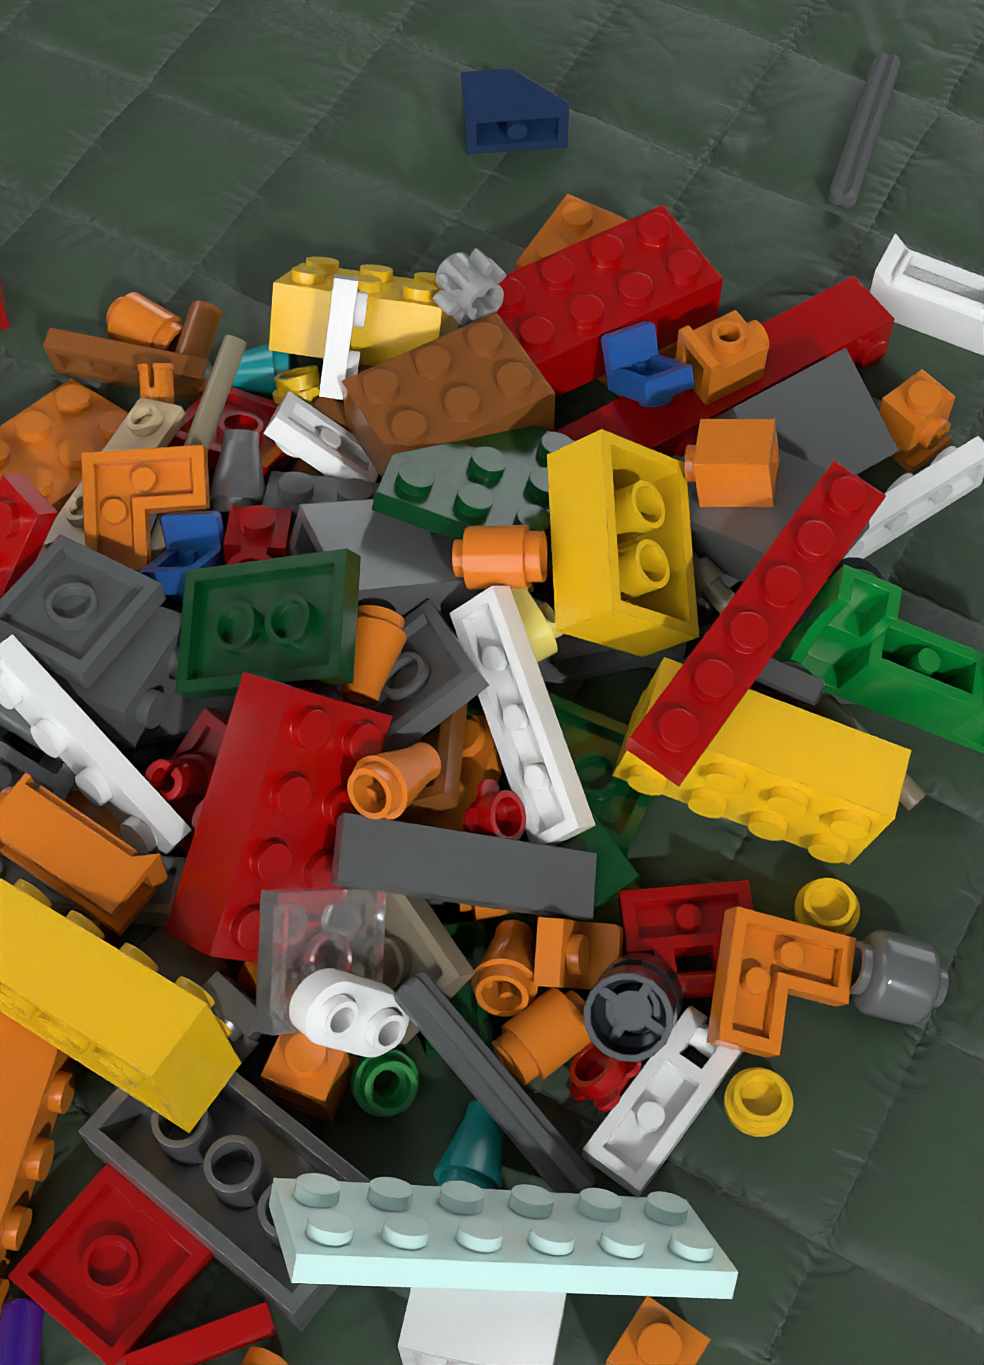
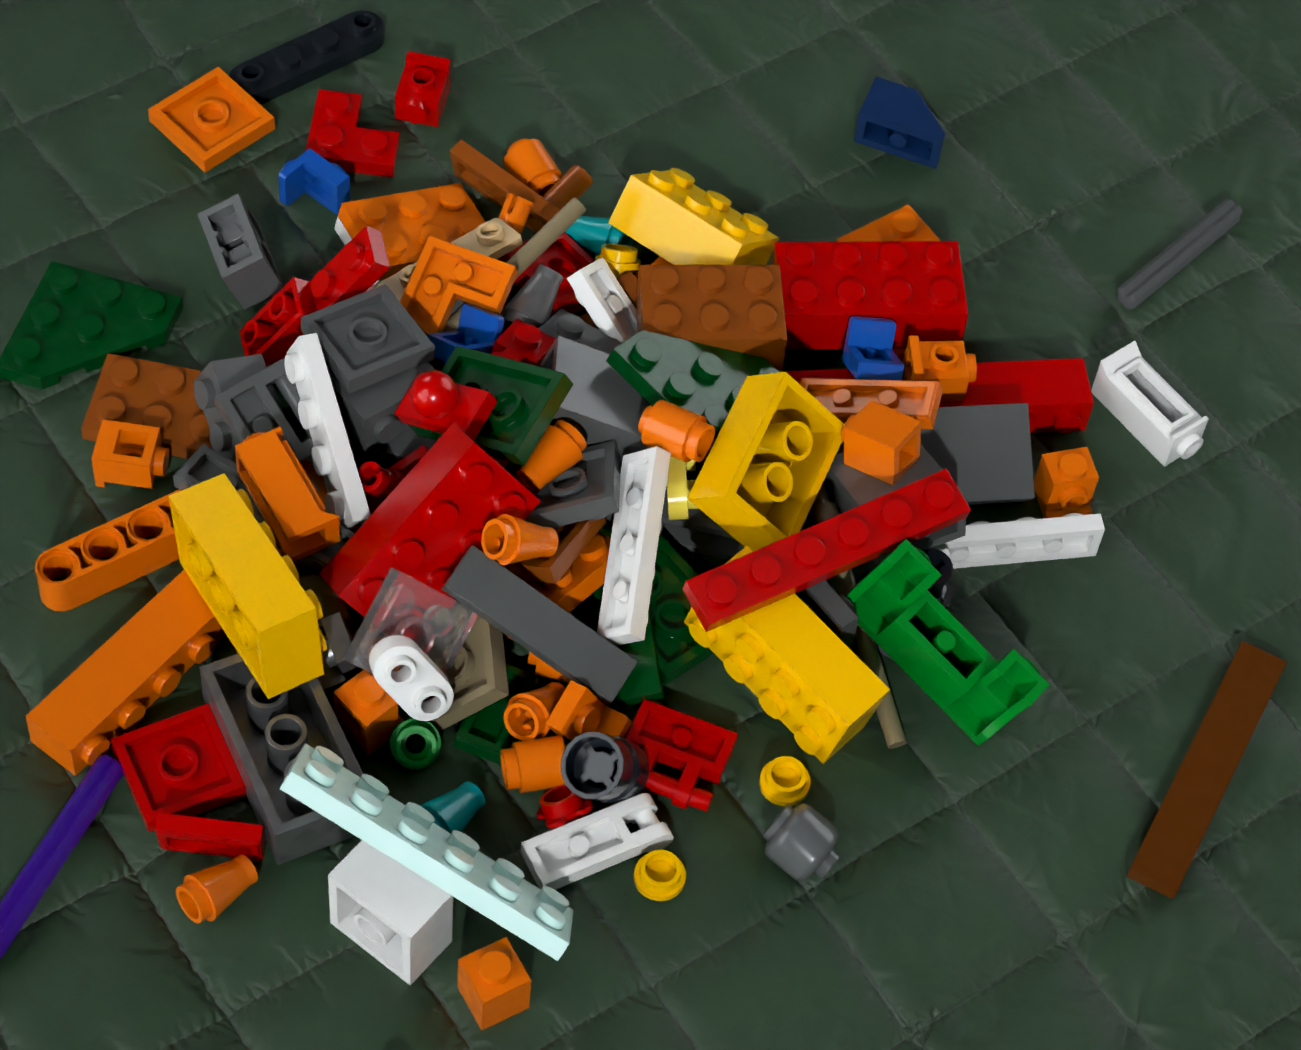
camera: 20 degrees right, 5 degrees down
(215, 652) = (438, 402): none -> red tile
(346, 311) = (668, 217): white plate -> none
(469, 286) = (769, 237): light grey gear -> none
(493, 1086) = (481, 768): dark grey axle -> none
(495, 812) = (590, 601): red plate -> none
(675, 420) = (850, 396): none -> orange tile
(764, 963) = (712, 784): orange plate -> none

